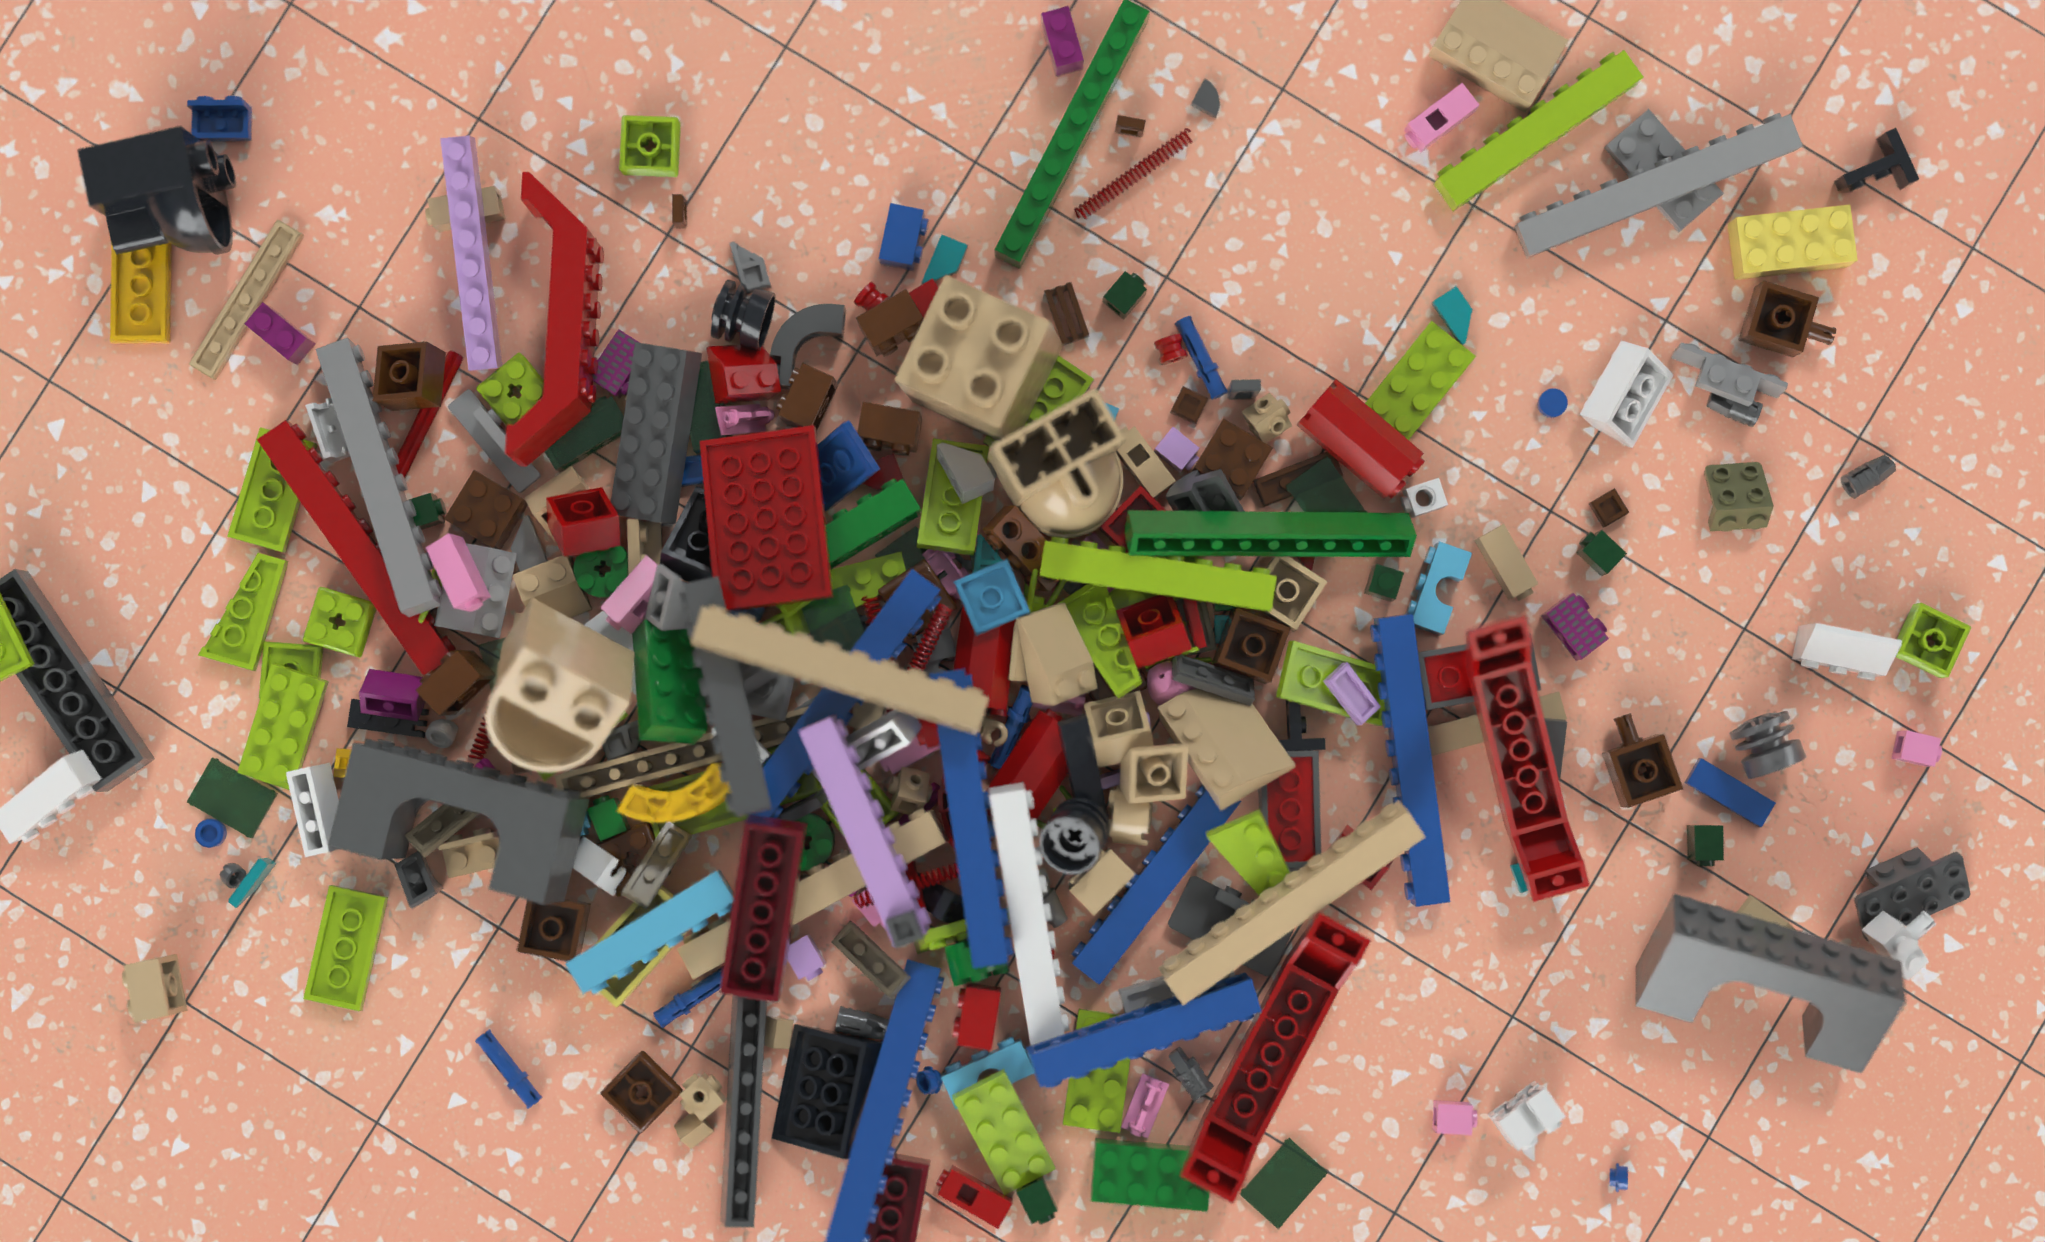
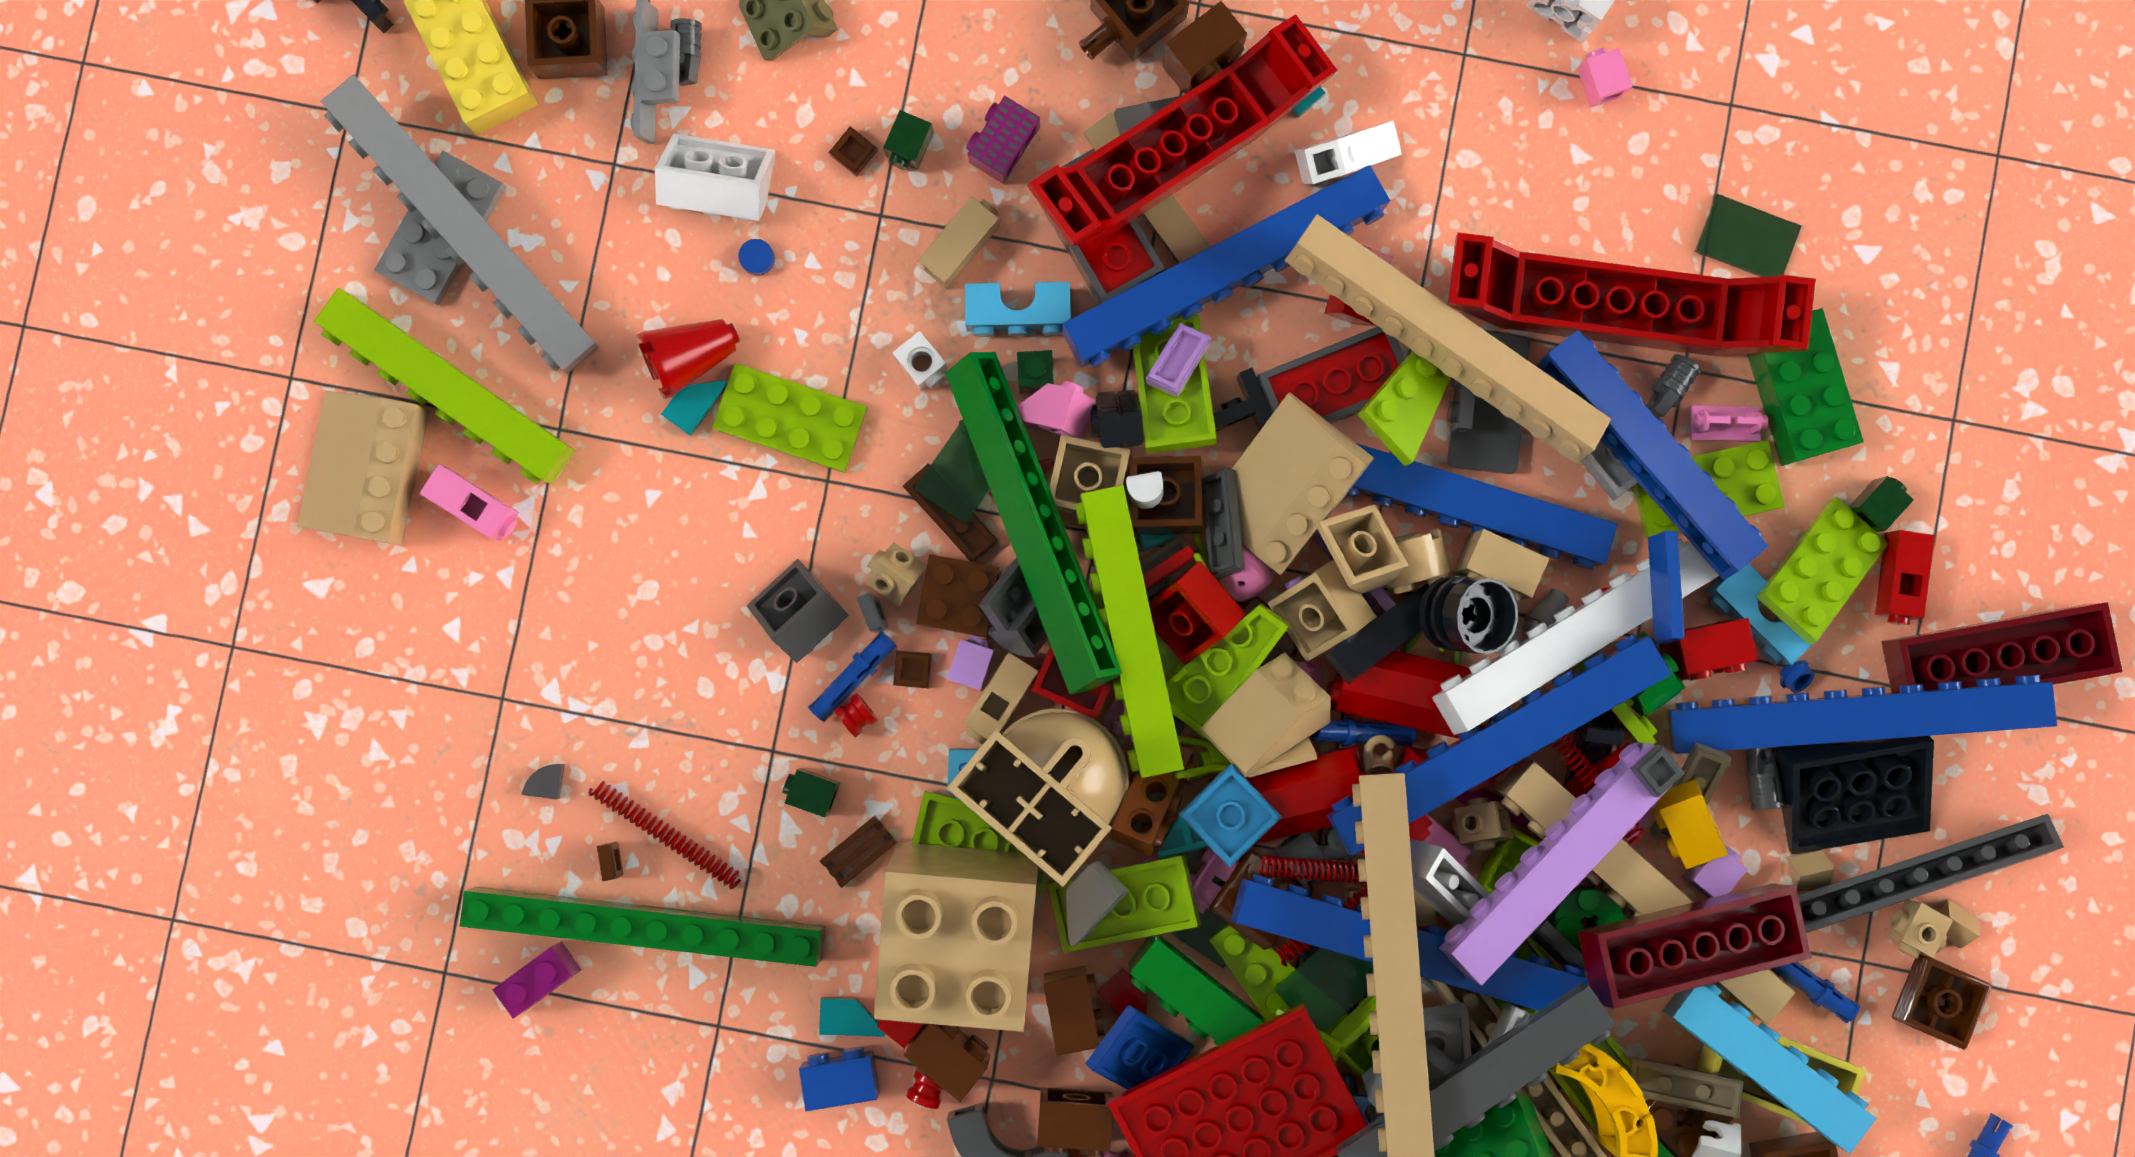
camera: 115 degrees left, 0 degrees up
(850, 947) = (1690, 825): none -> yellow brick
(1038, 995) = (1666, 587): none -> blue tile
(1261, 628) = (1145, 489): none -> white brick
(1266, 333) = (797, 611): none -> dark grey slope
(1323, 629) = (1117, 419): none -> black brick
(1347, 587) = (1057, 409): none -> bright pink slope
(1361, 440) = (882, 455): red brick -> none
(1466, 891) = (1347, 153): none -> white slope
(1497, 322) = (686, 352): none -> red cone
(1589, 807) = (1204, 48): none -> reddish brown brick

